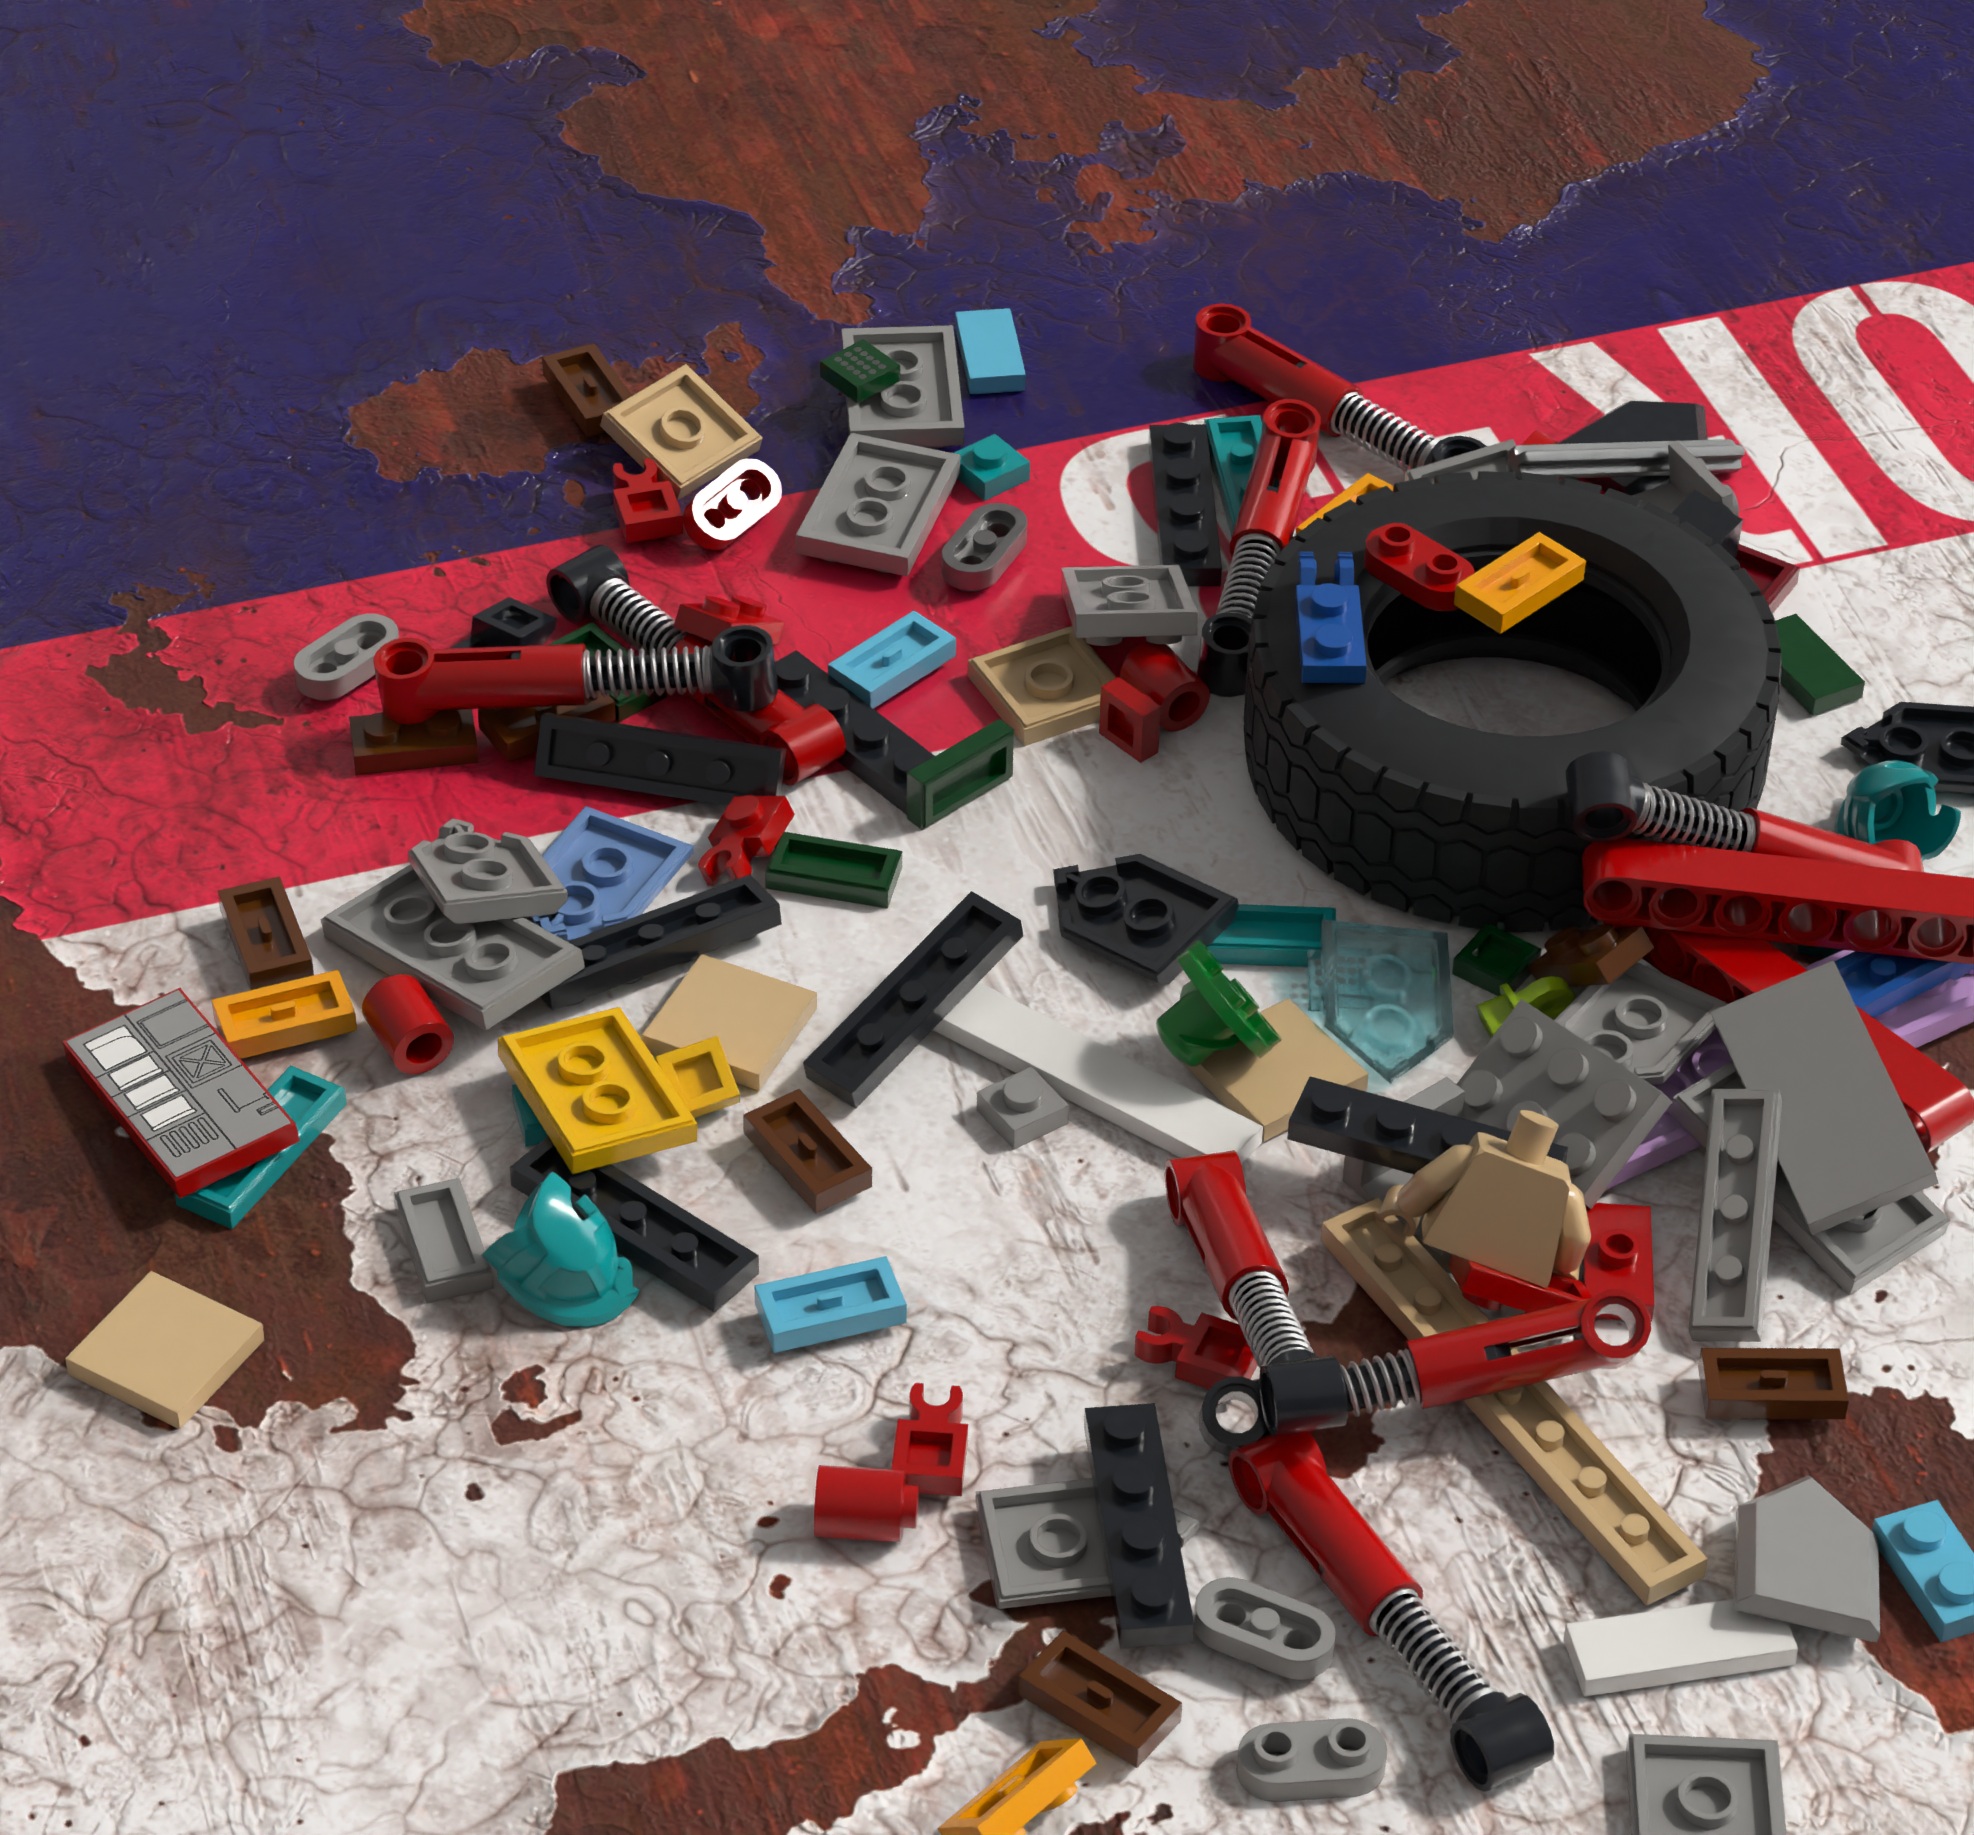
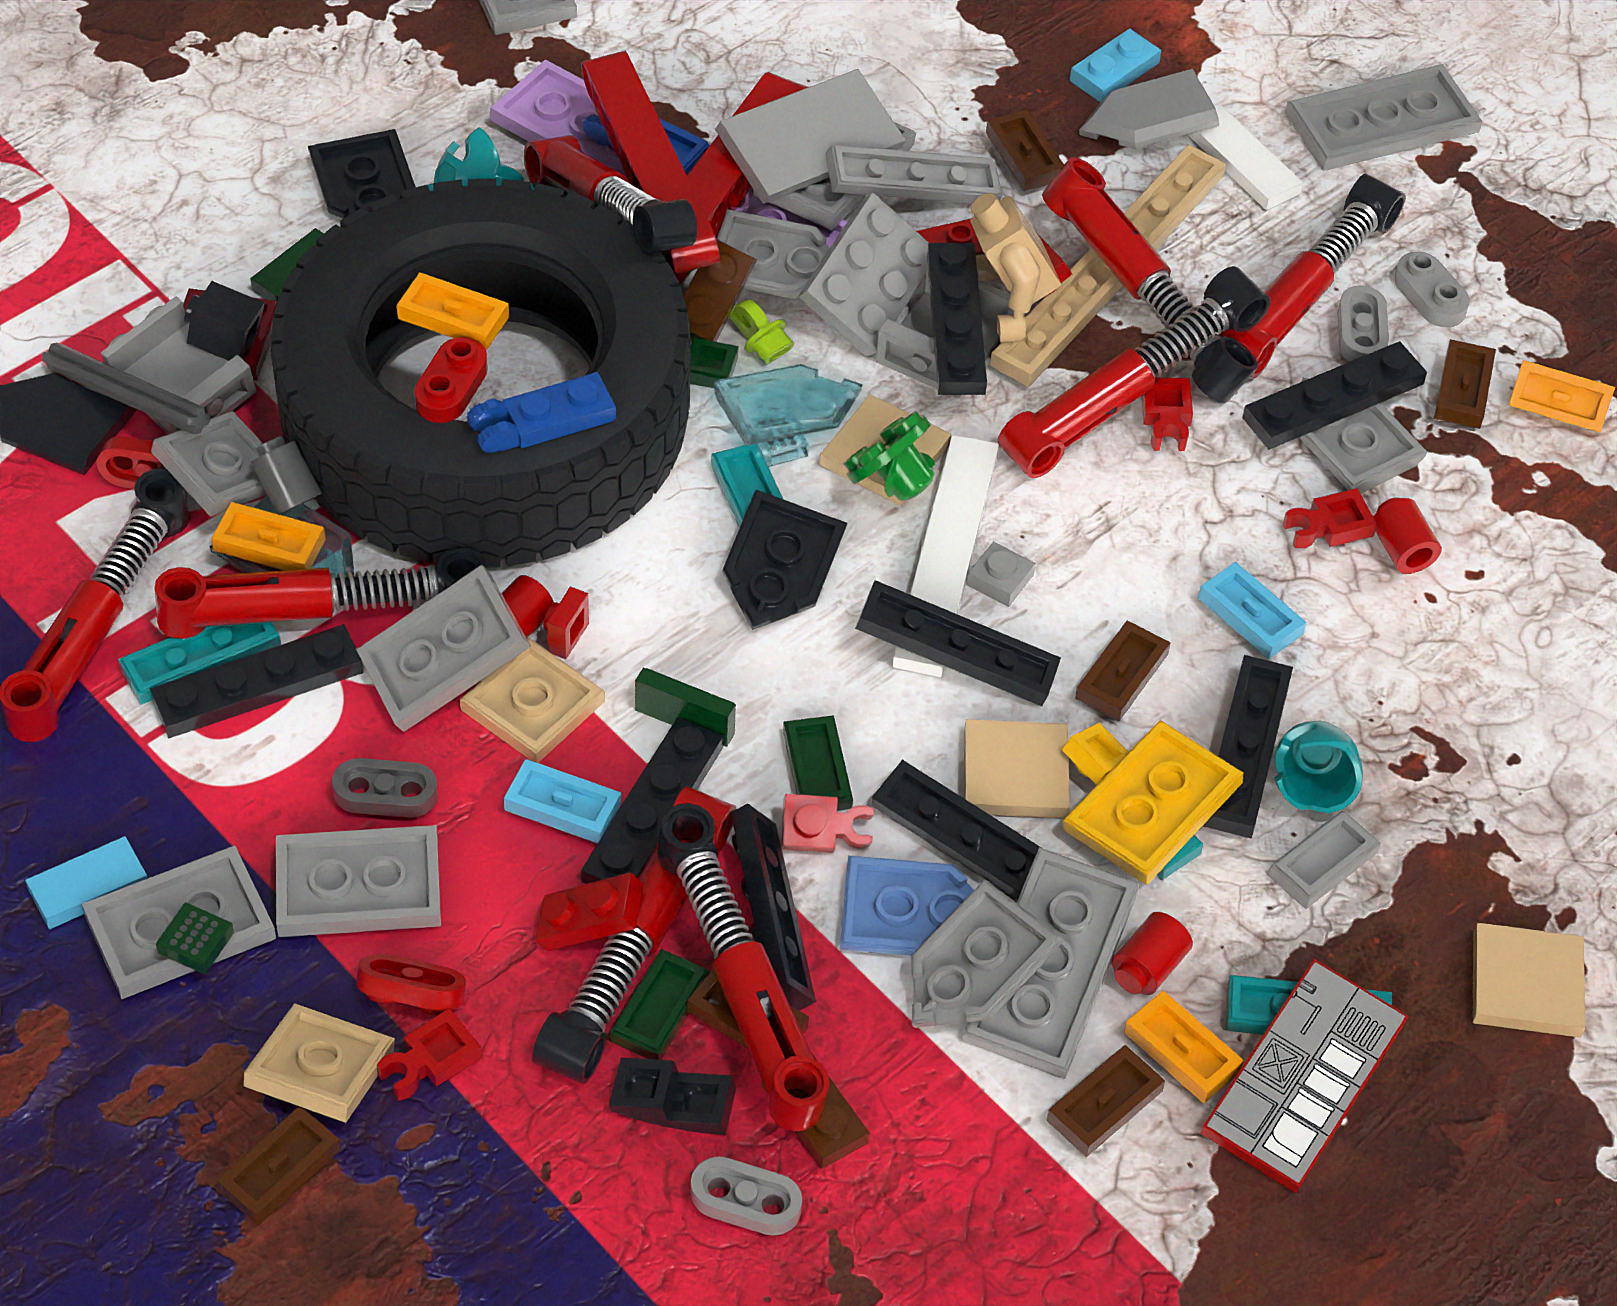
camera: 115 degrees left, 10 degrees up
(992, 467) = (256, 827): teal plate -> none

